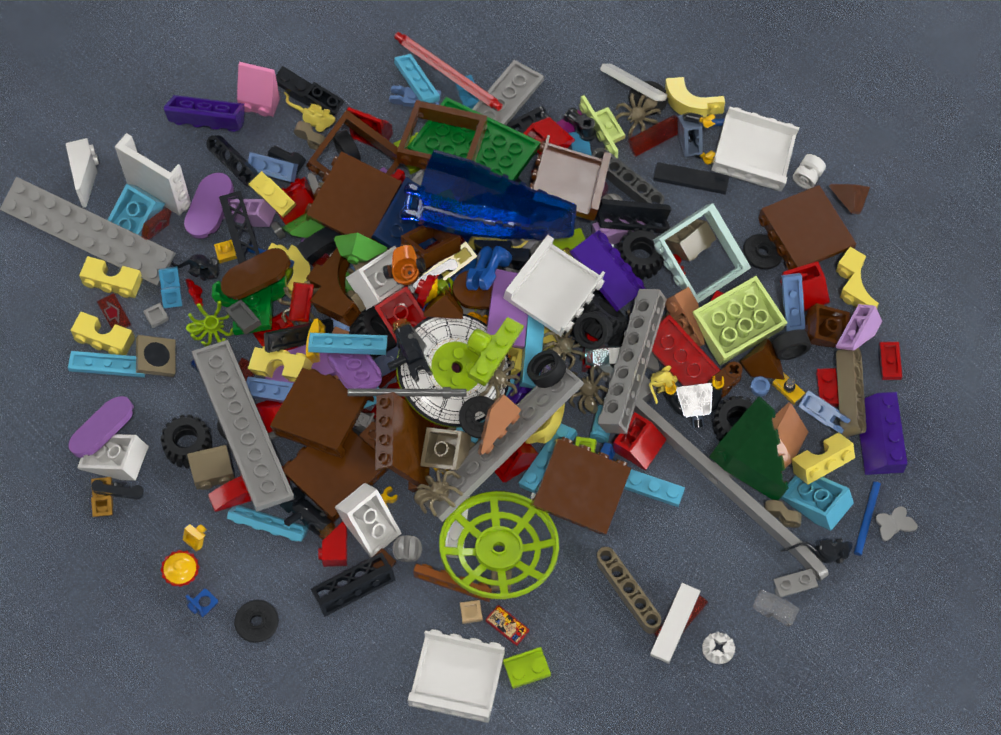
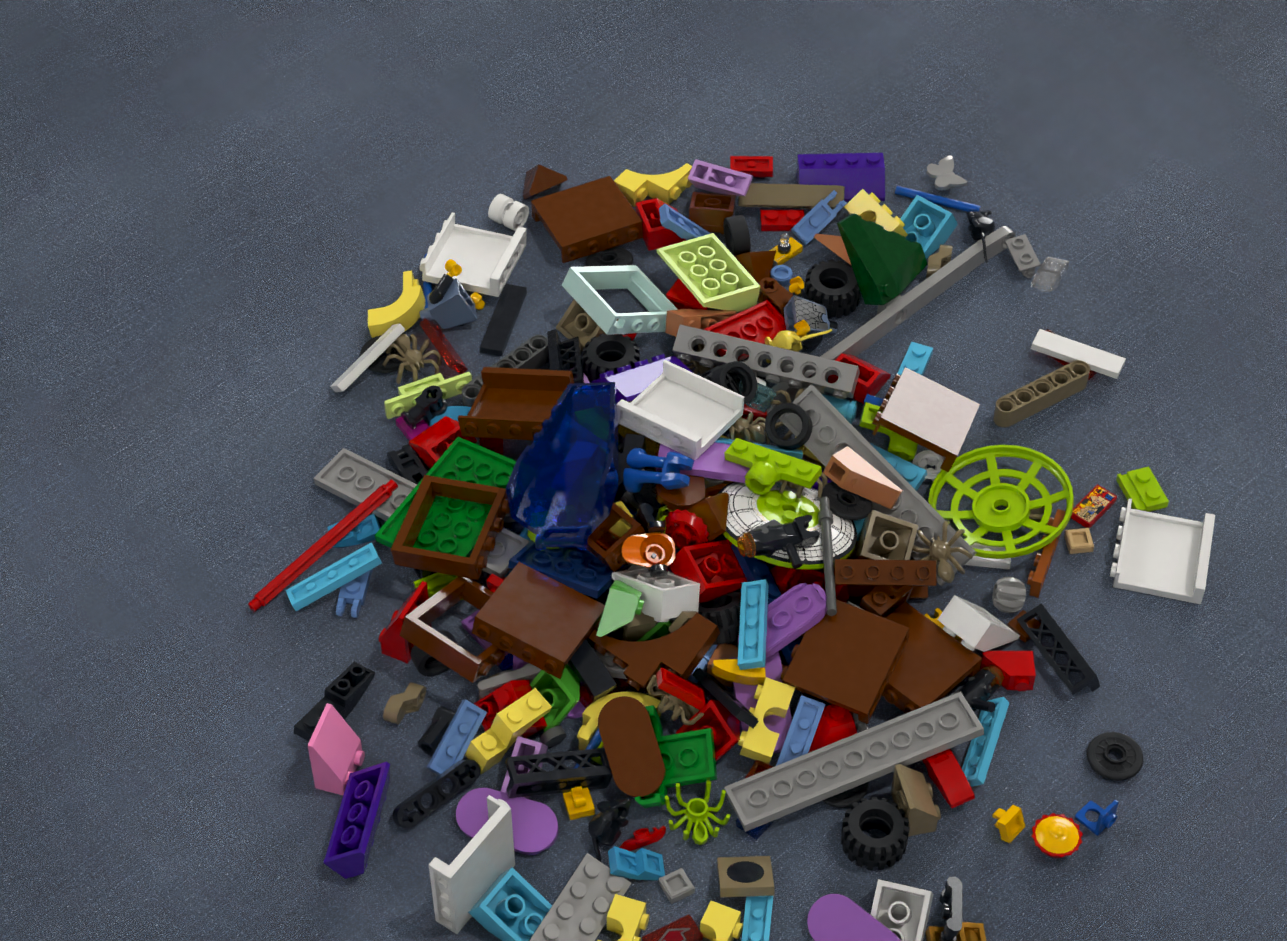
camera: 90 degrees left, 15 degrees down
(156, 224) = (540, 877): clear red tile -> none
(243, 317) = (696, 761): dark grey tile -> none
(314, 115) = (377, 693): light yellow animal -> none
(716, 656) = (1097, 331): white gear -> none

